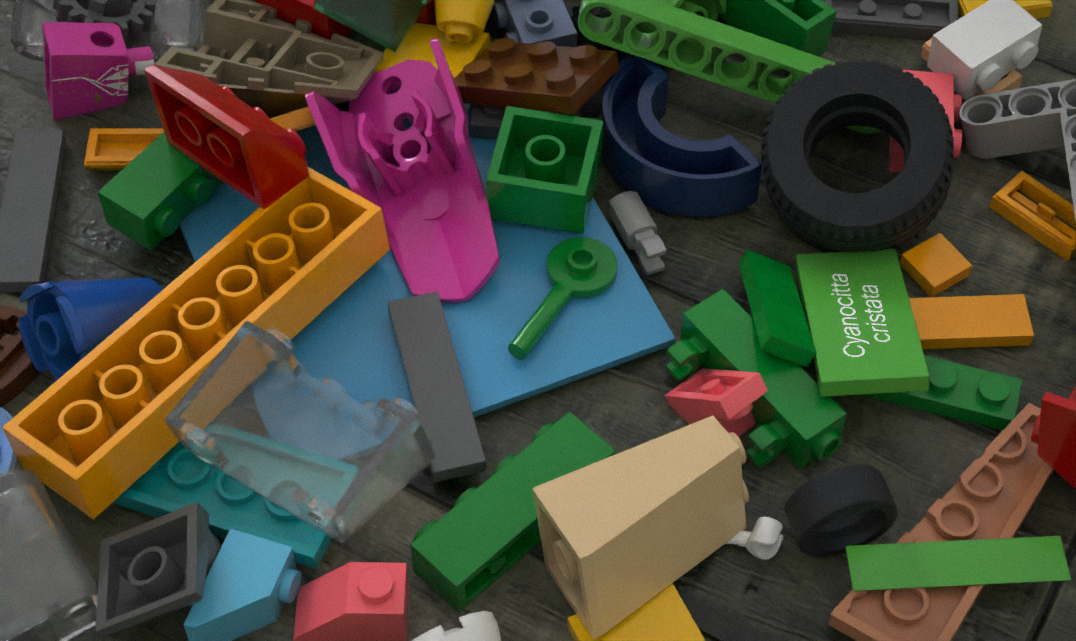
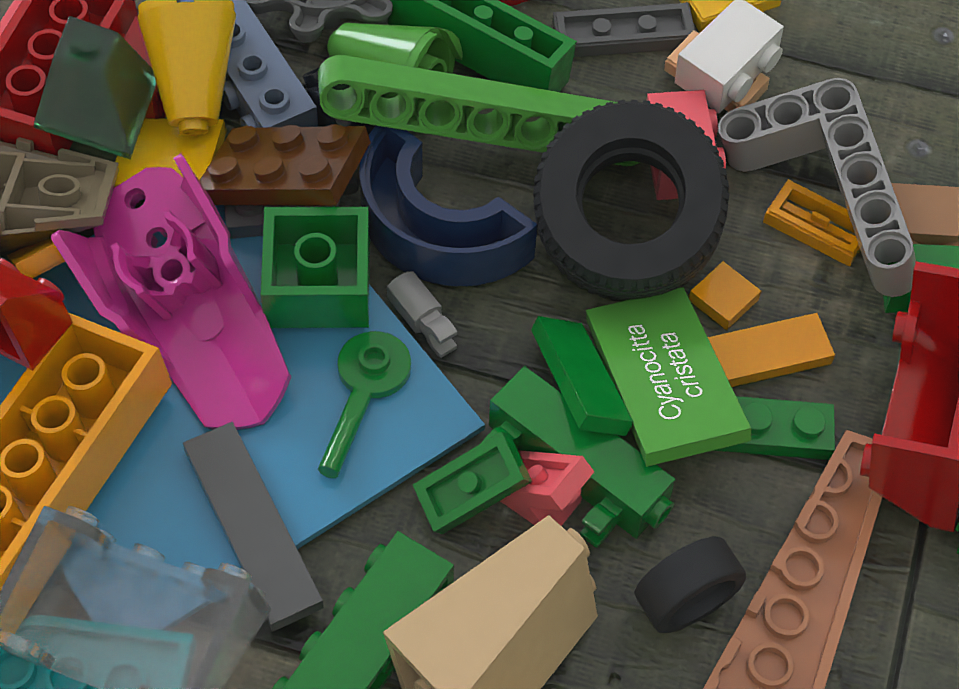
camera: 15 degrees left, 5 degrees up
(650, 384) = (472, 483): none -> green plate
(763, 540) = (617, 624): white hand -> none
(957, 563) = (811, 615): bright green sticker -> none

